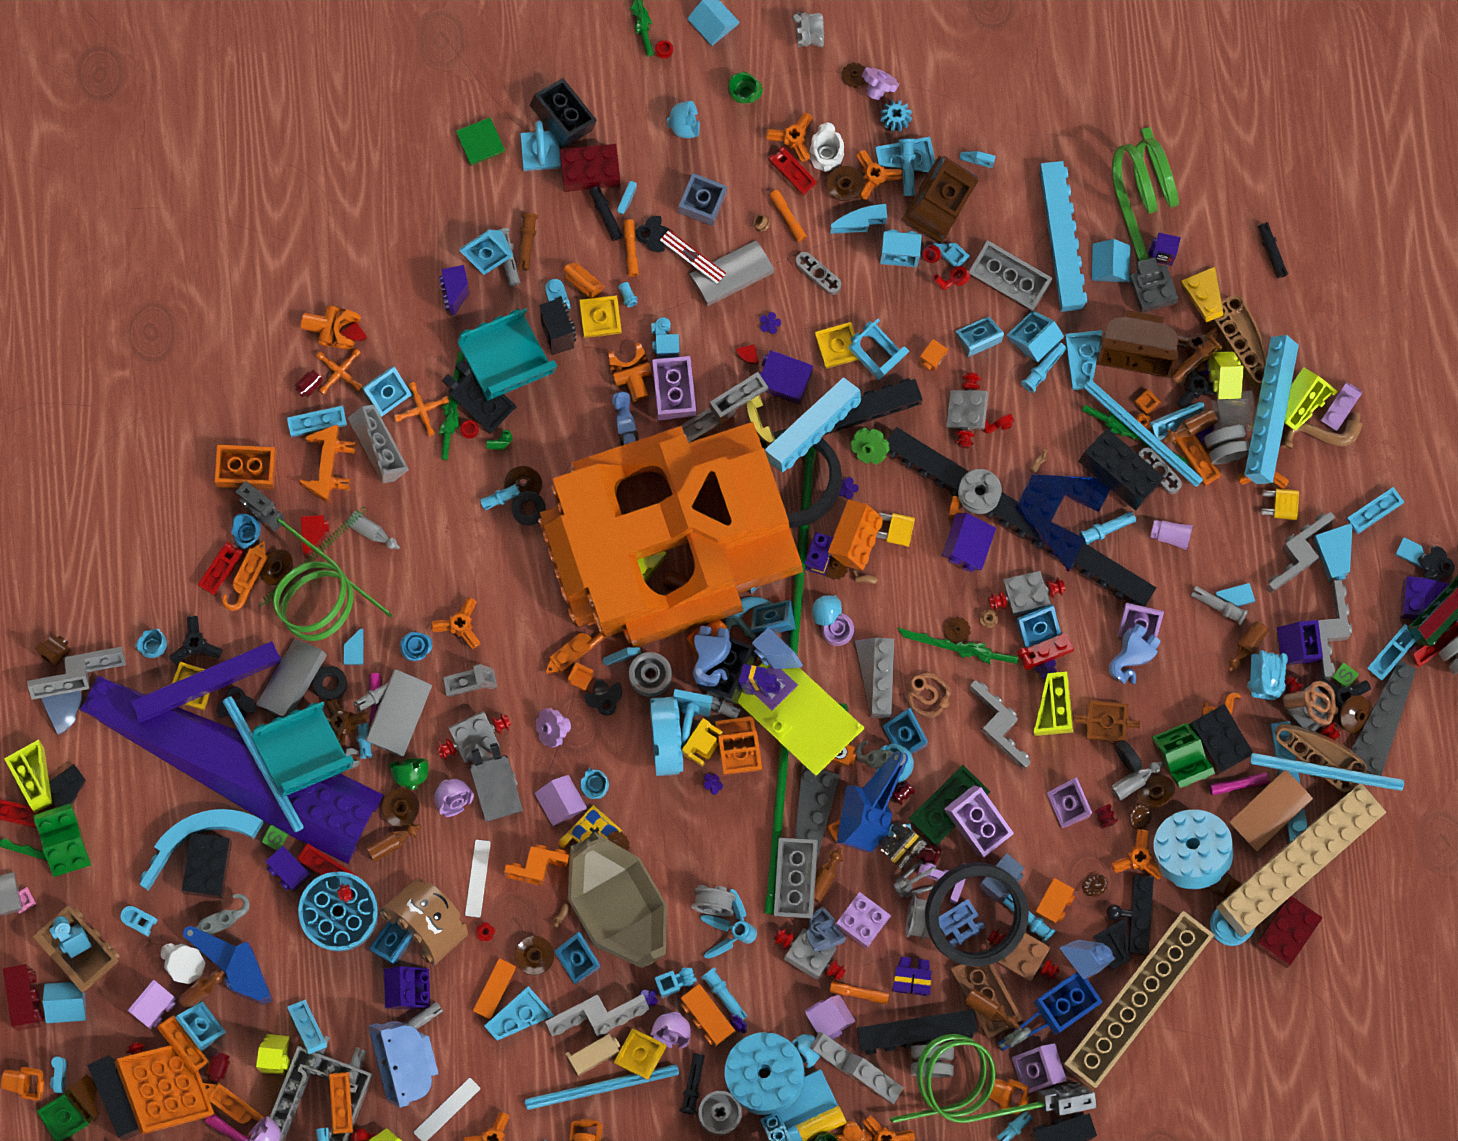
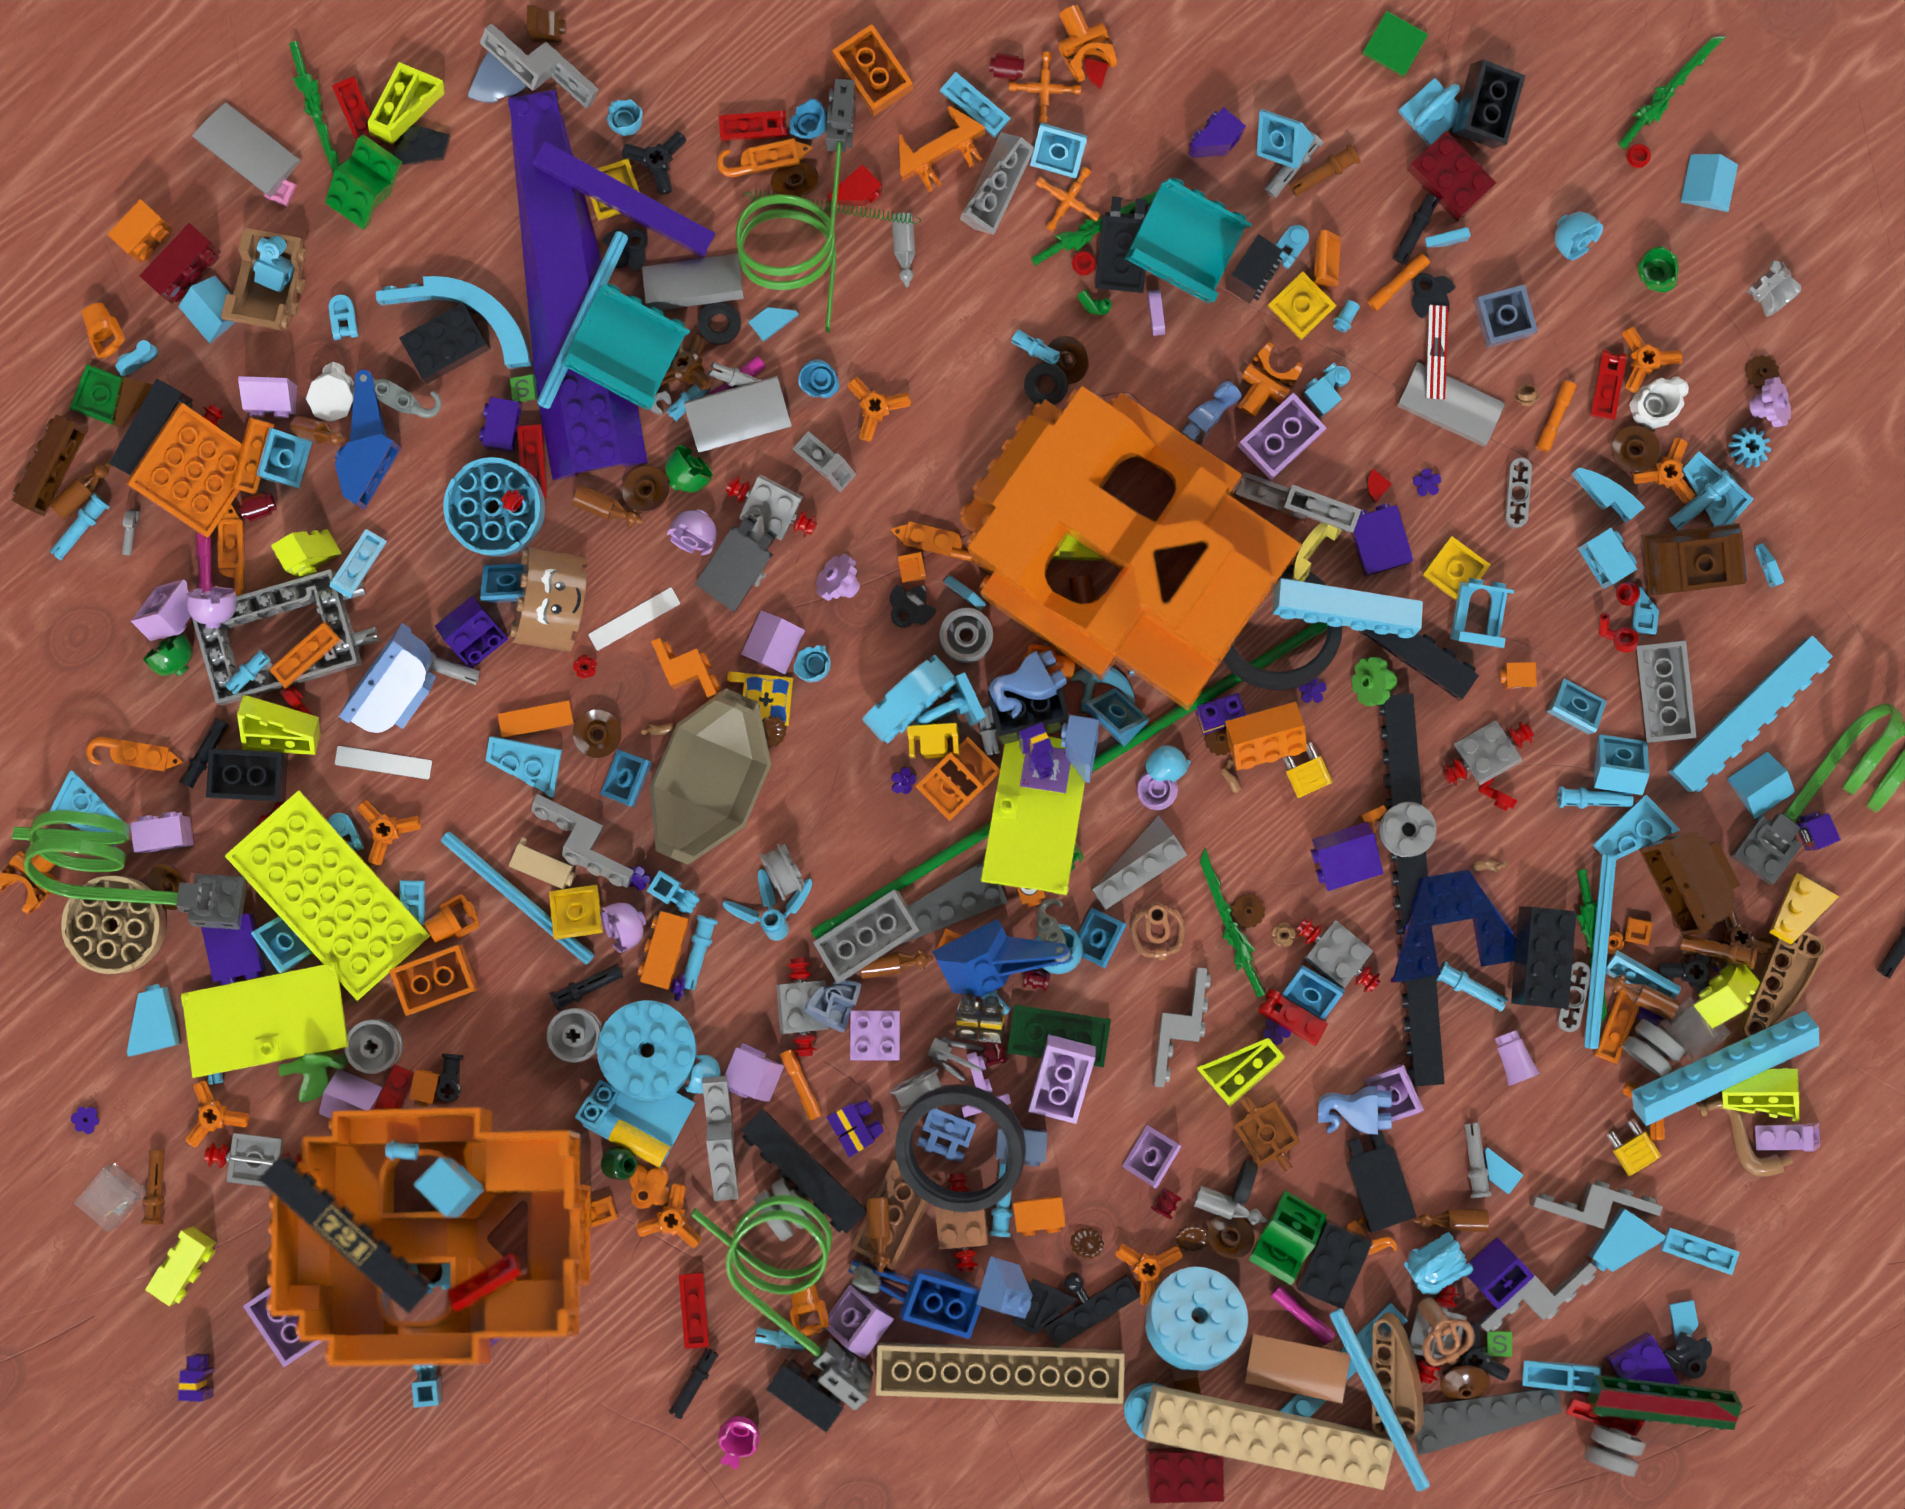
camera: 65 degrees right, 10 degrees up
(535, 407) = (1156, 312): none -> lavender beam
(1189, 675) = (1379, 1184): none -> black tile

